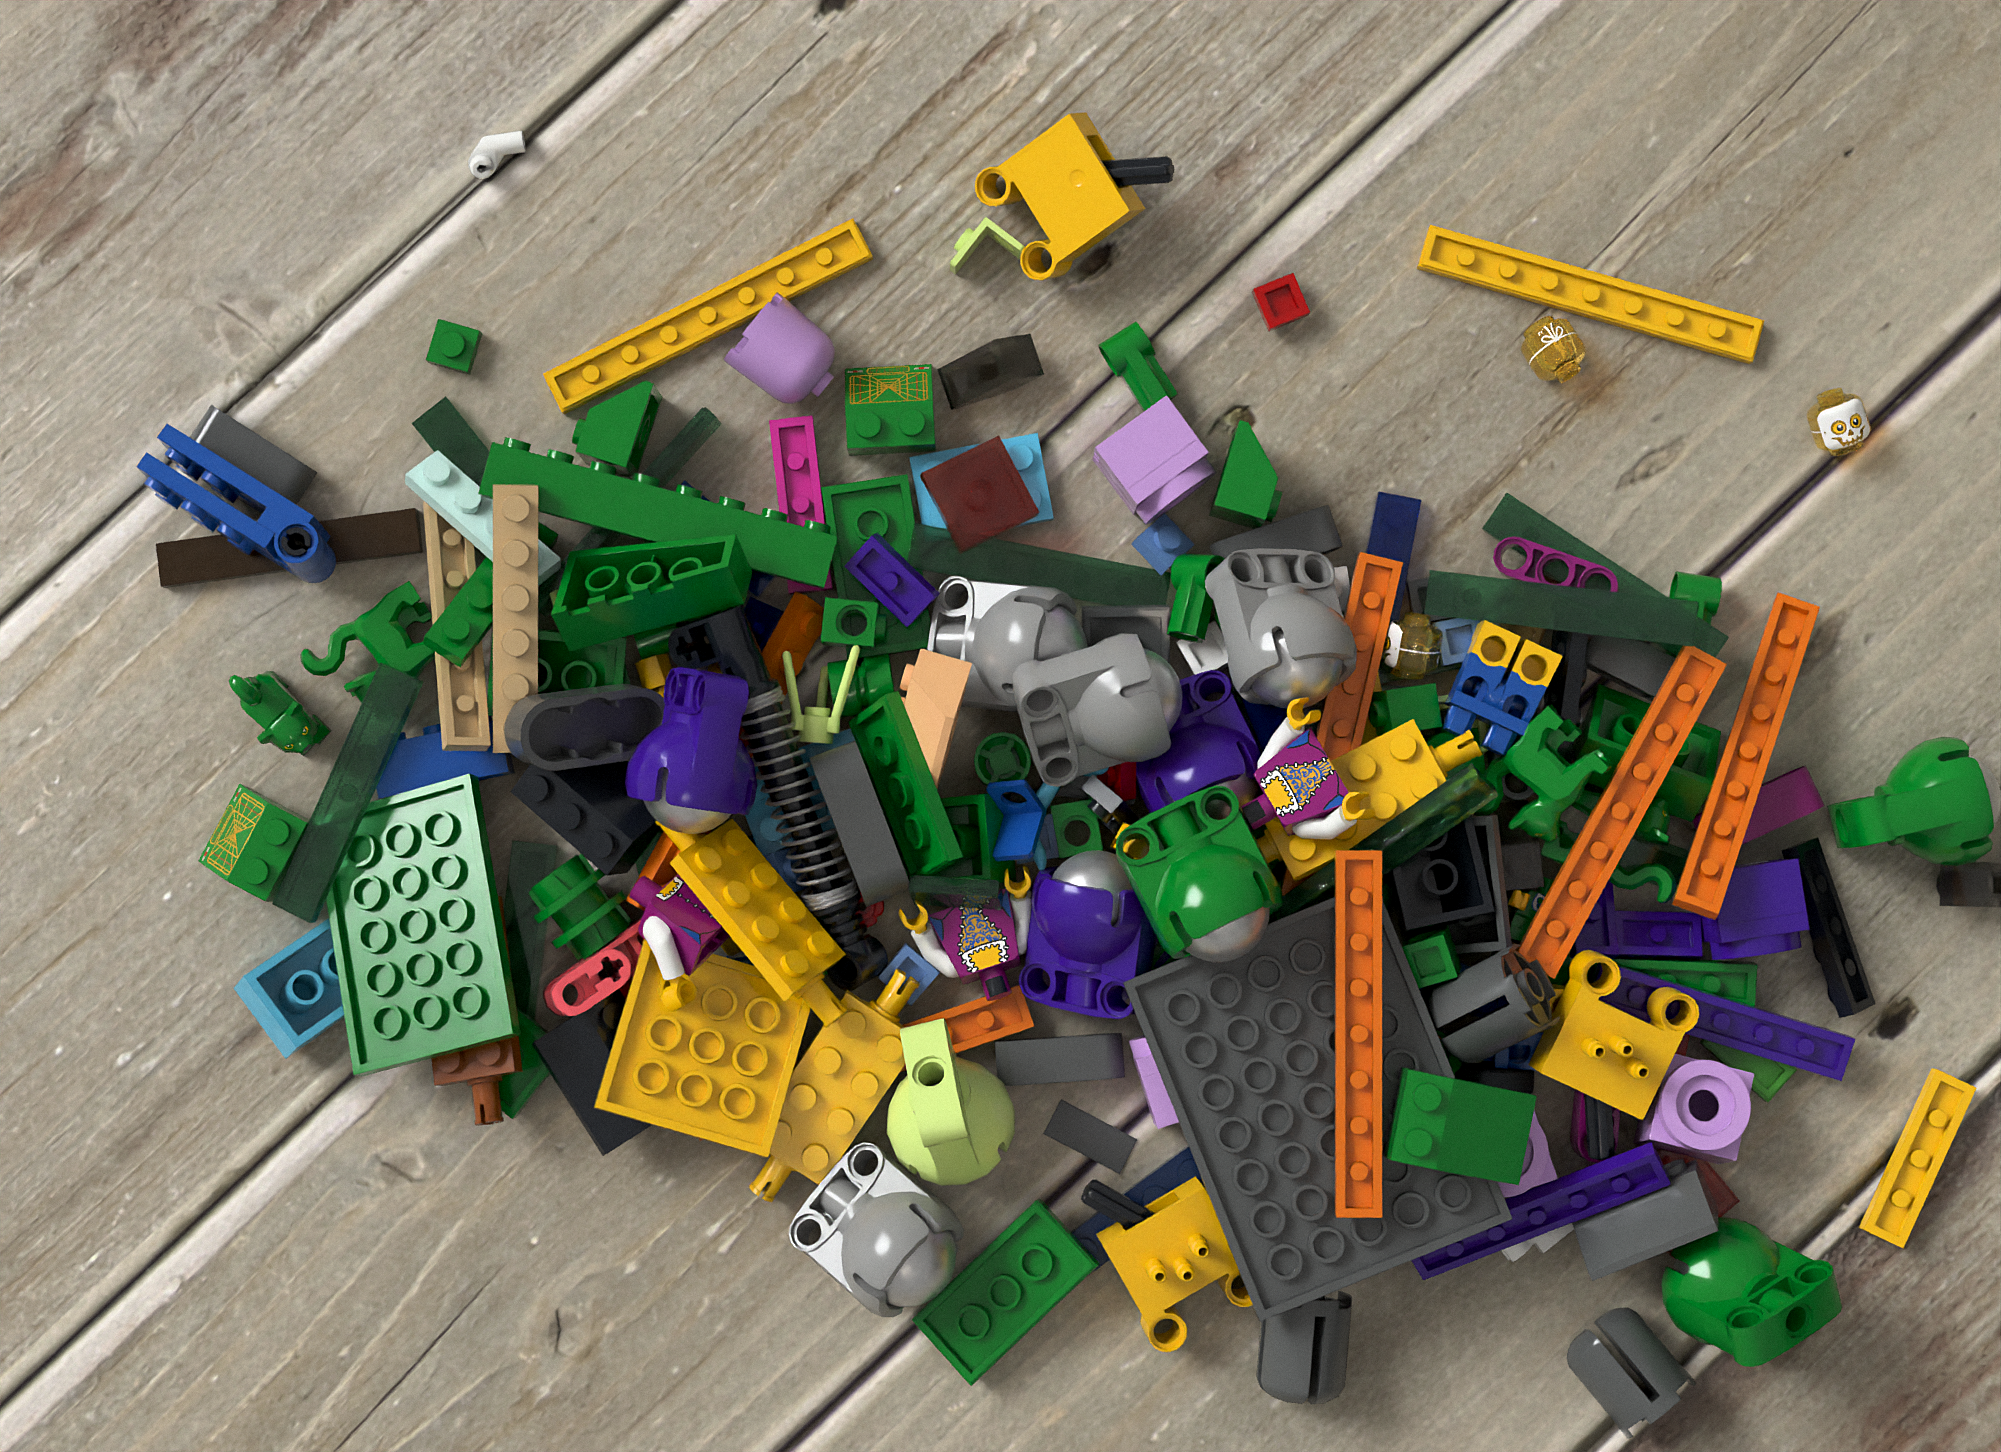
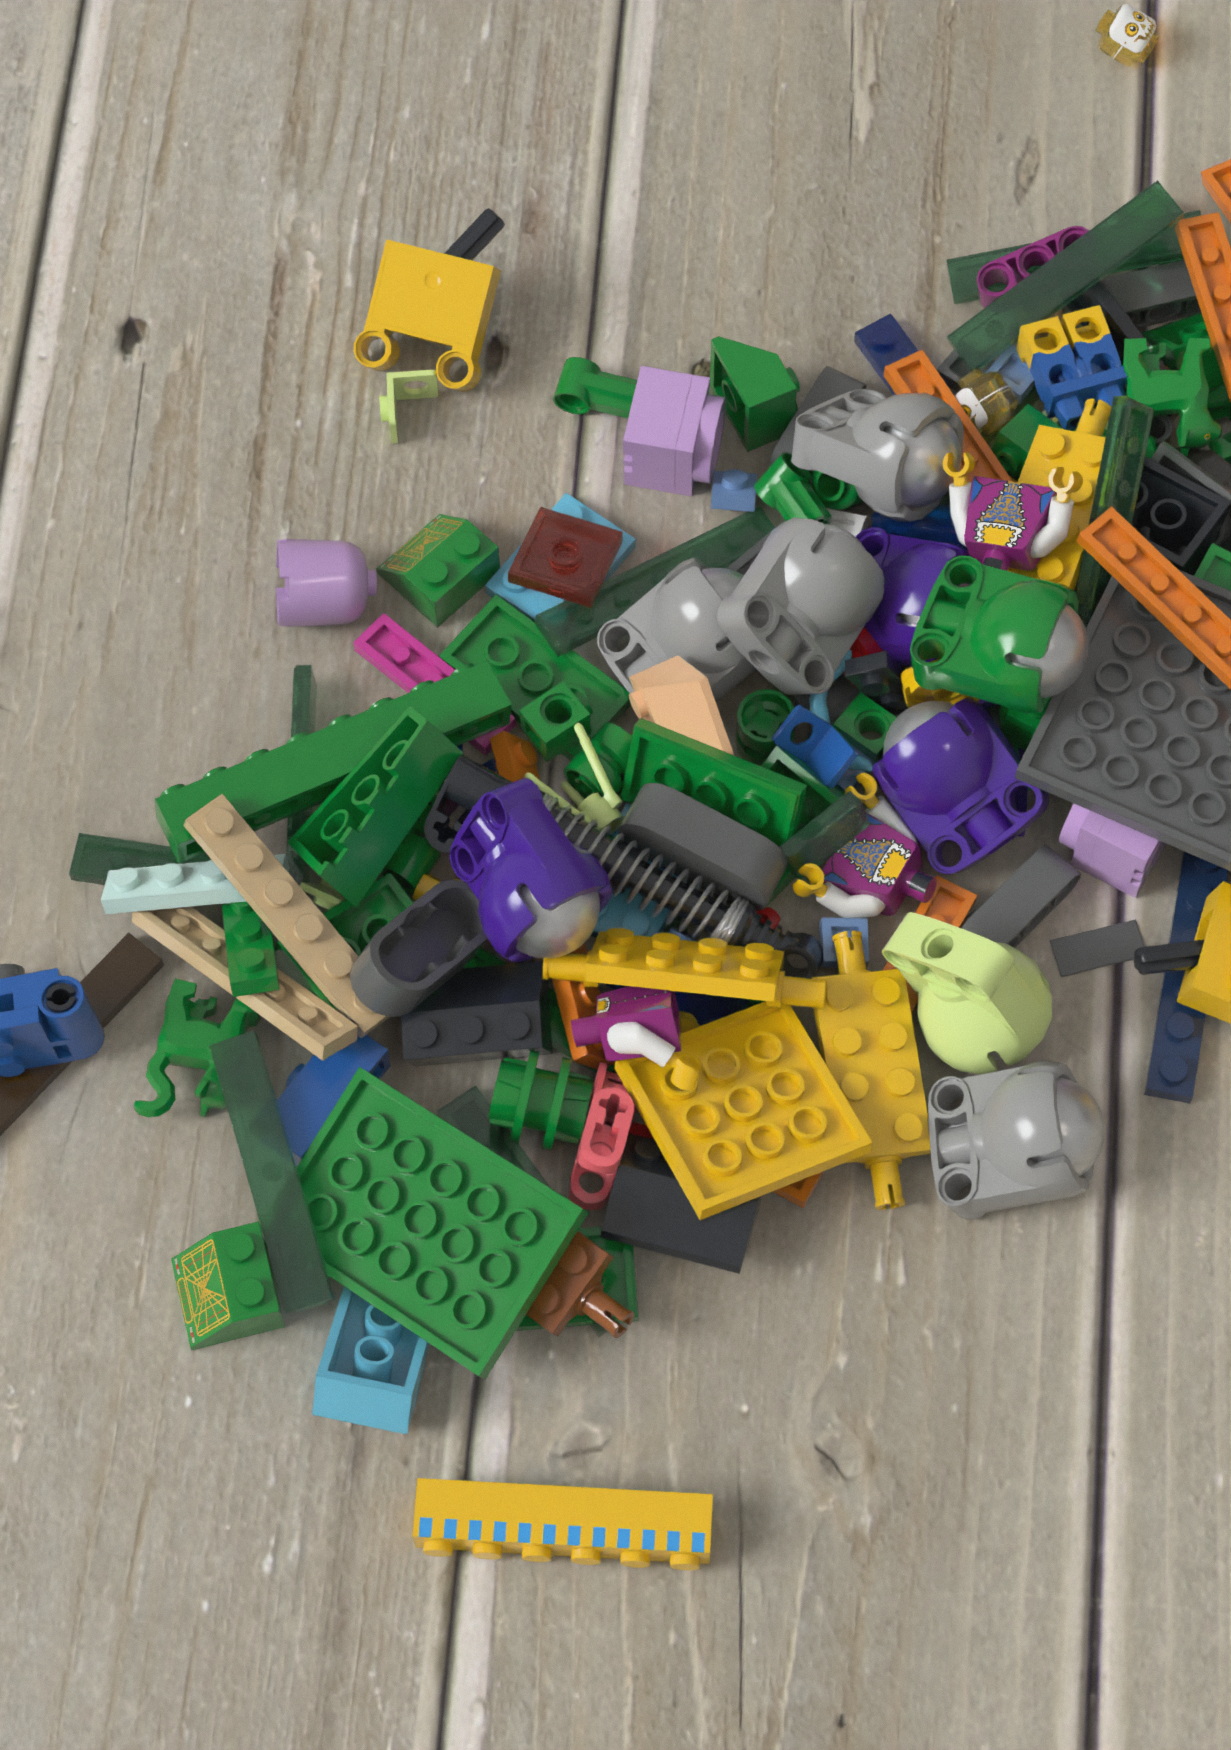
camera: 40 degrees left, 20 degrees down
(279, 713) = (158, 1158): green animal -> none
(334, 1214) = (562, 1522): none -> yellow brick
(454, 346) = (52, 795): green plate -> none
(619, 429) = (239, 722): green slope -> none
(707, 316) = (232, 622): yellow tile -> none
(892, 579) = (549, 664): dark purple plate -> none
(990, 370) = (489, 477): clear smoke slope -> none
(1005, 1291) = (1151, 1106): green tile -> none
(1280, 302) = (658, 268): red plate -> none
(1553, 349) = (883, 145): clear yellow head -> none
(1590, 294) = (870, 98): yellow tile -> none

